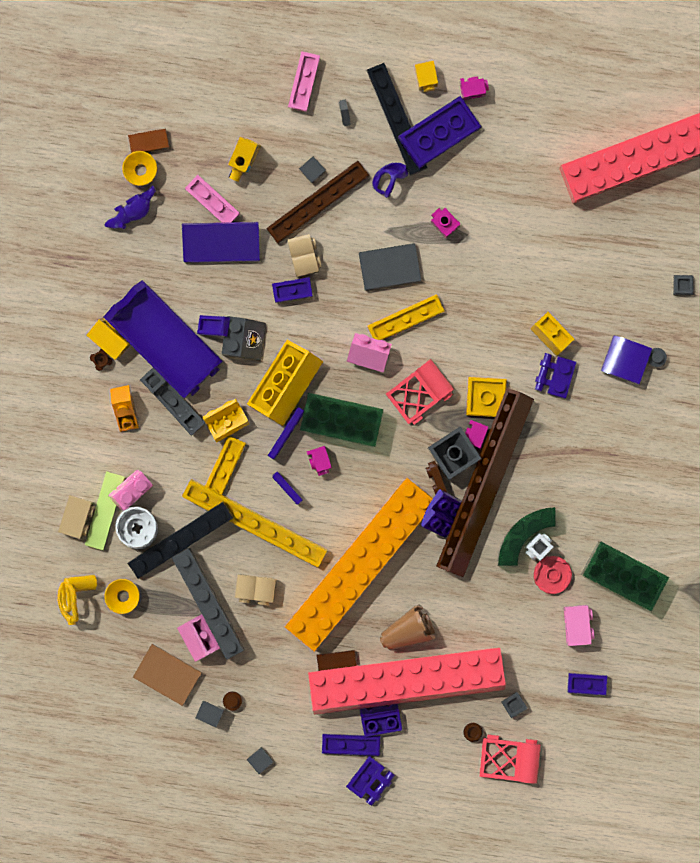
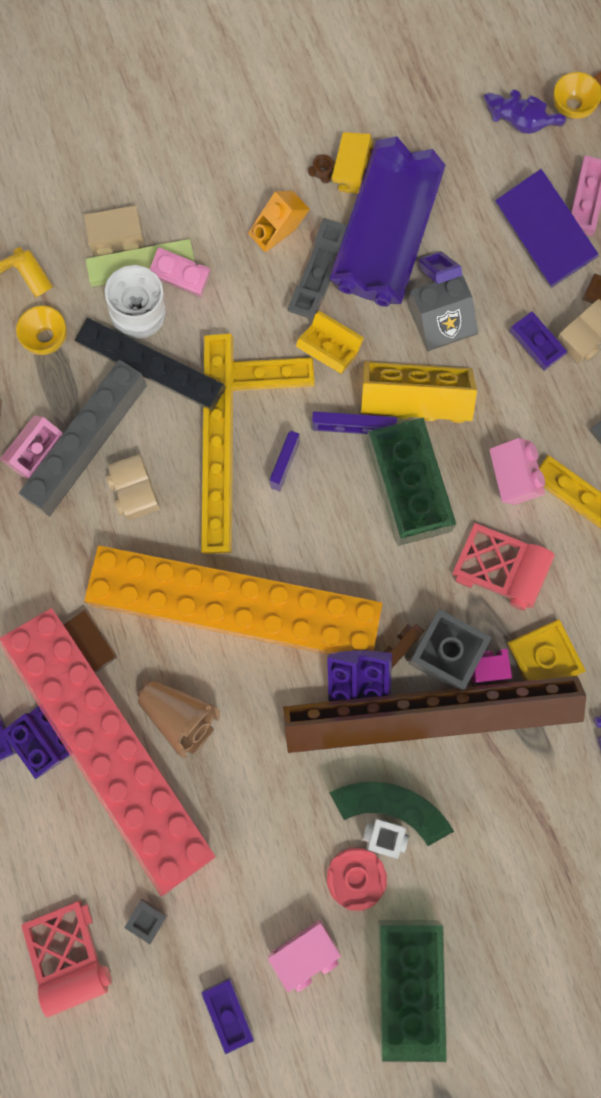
camera: 60 degrees right, 10 degrees down
(320, 460) = (343, 483): dark pink brick -> none
(472, 732) = (79, 881): reddish brown plate -> none

